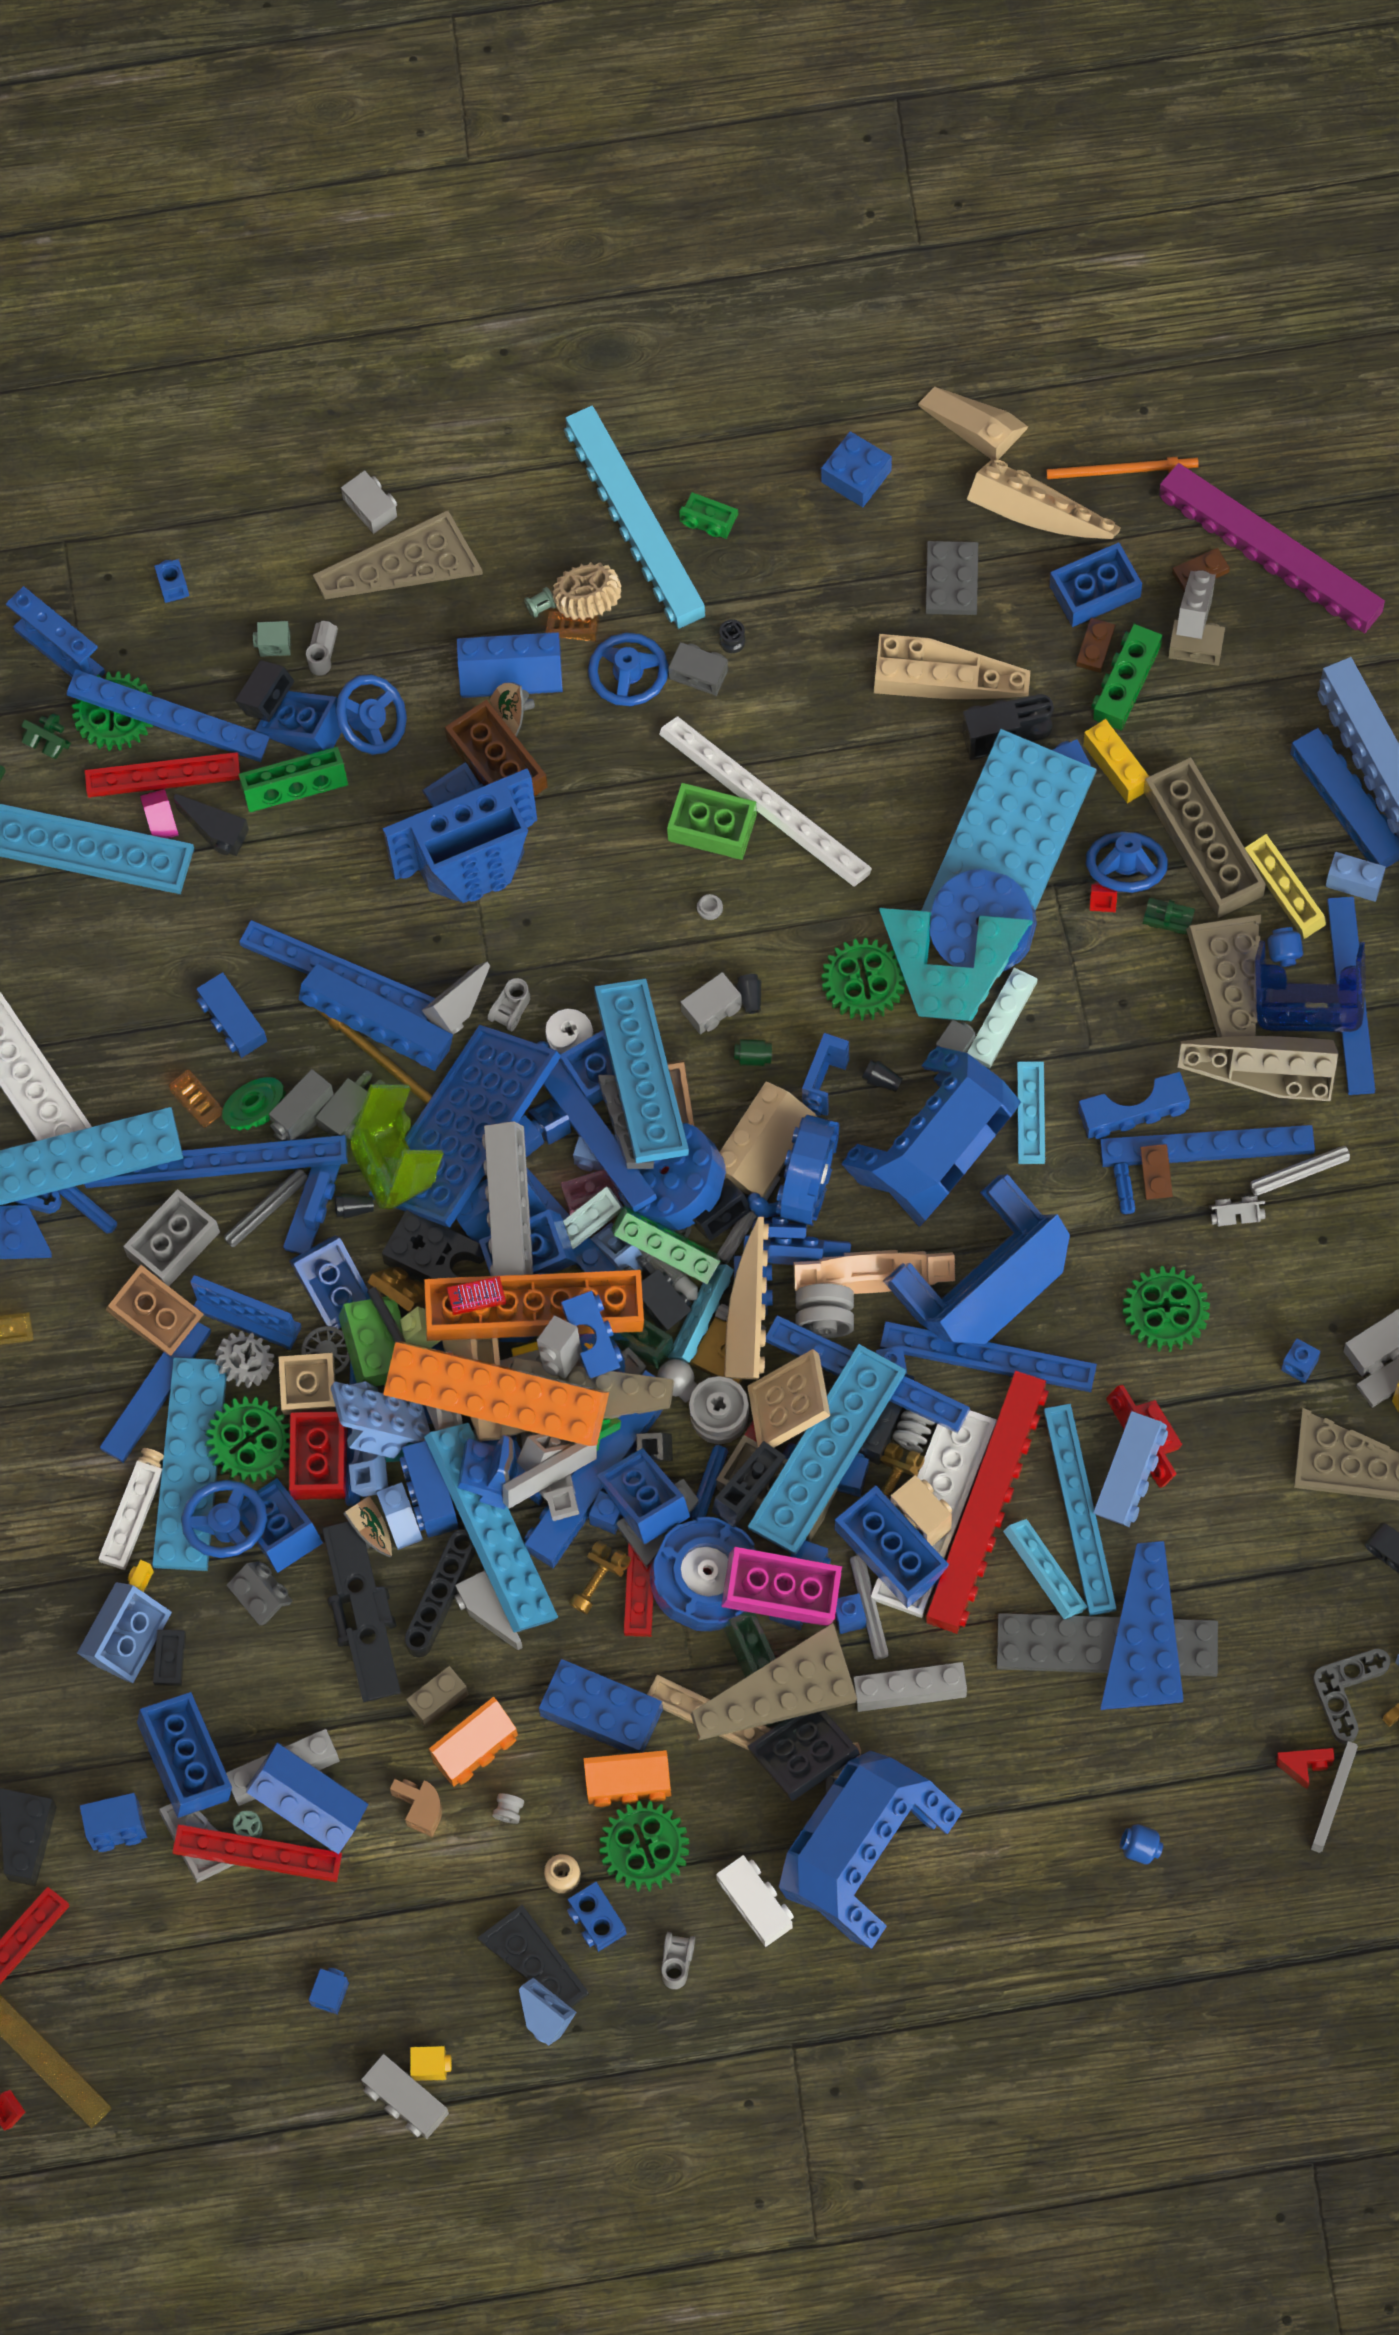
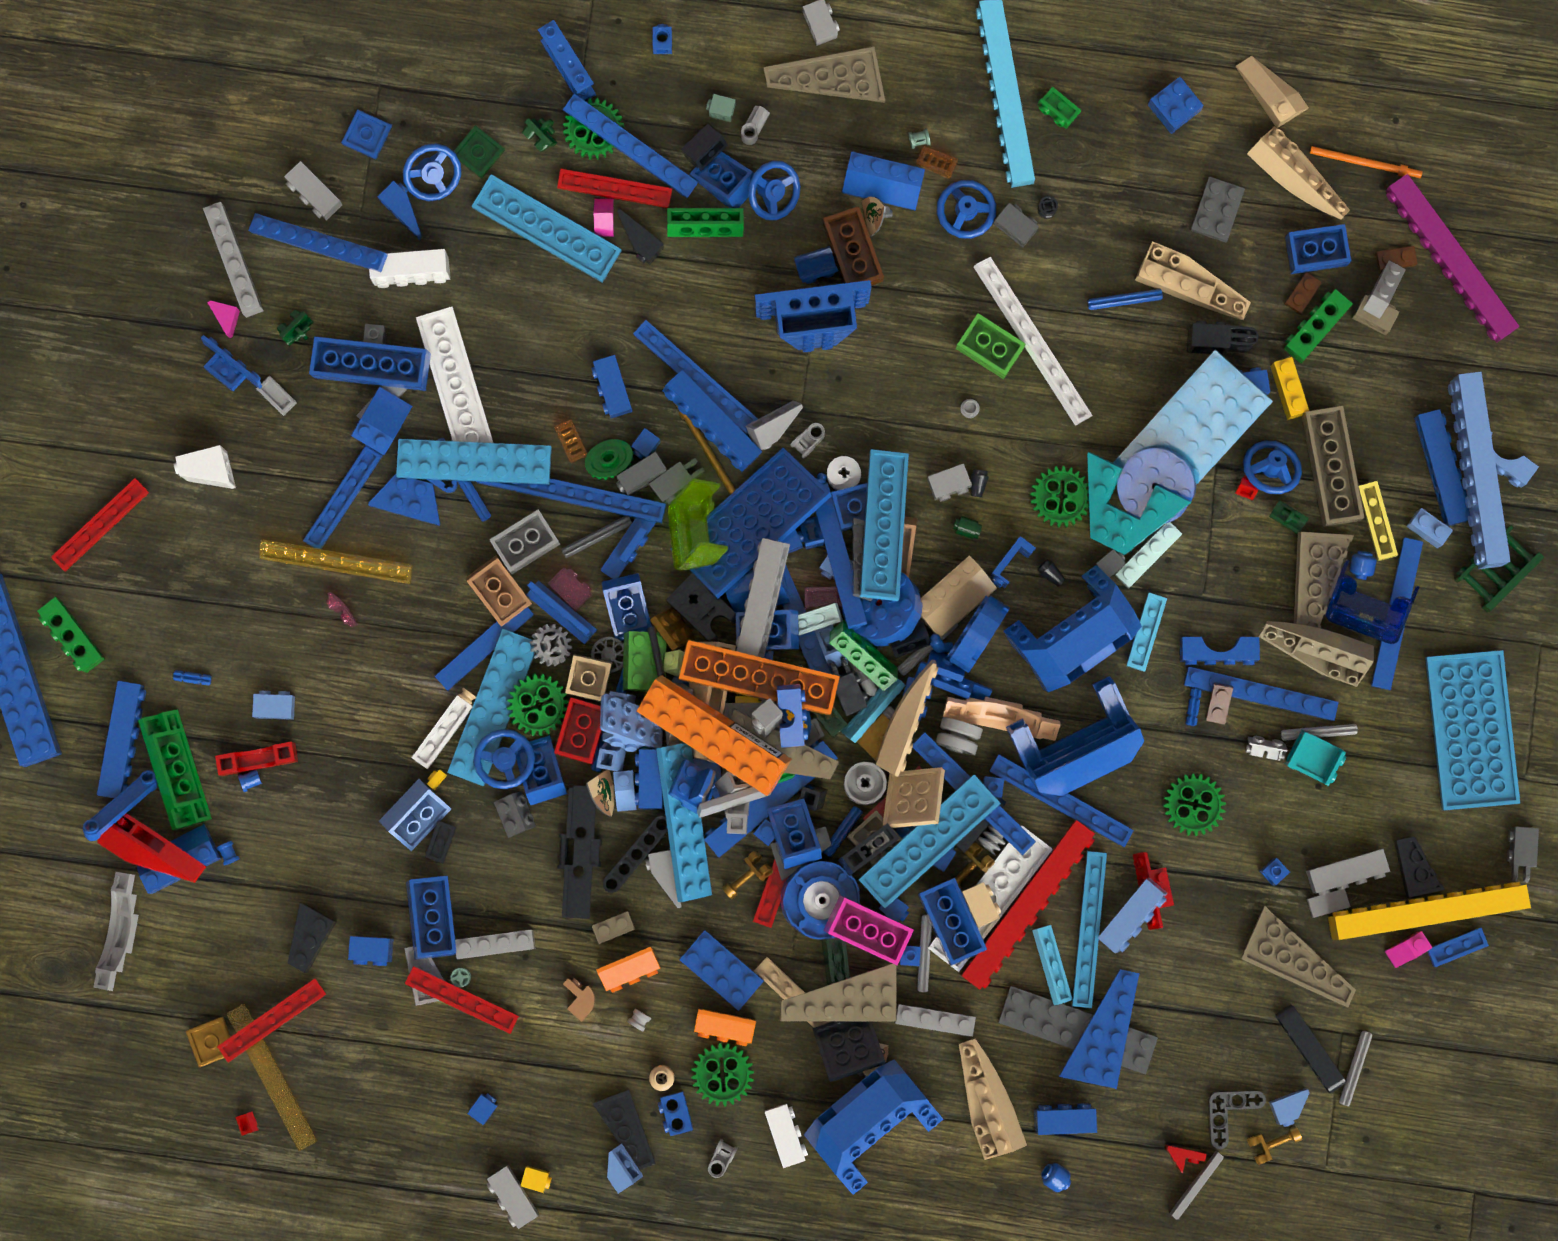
camera: 10 degrees right, 15 degrees up
(250, 1280) = (570, 589): none -> clear pink brick
(295, 1069) = (645, 444): none -> blue brick
(307, 1798) = (504, 975): blue slope -> none
(352, 1205) = (657, 554): black cone -> none
(476, 1295) = (720, 663): red tile -> none
(587, 591) = (954, 142): tan gear -> none
(682, 1376) = (843, 751): light grey piece -> none
(868, 718) = (1125, 299): none -> blue axle
(1018, 1774) = (989, 1104): none -> tan wedge
(1127, 1760) = (1065, 1119): none -> blue brick
(1305, 1201) = (1315, 757): none -> teal panel

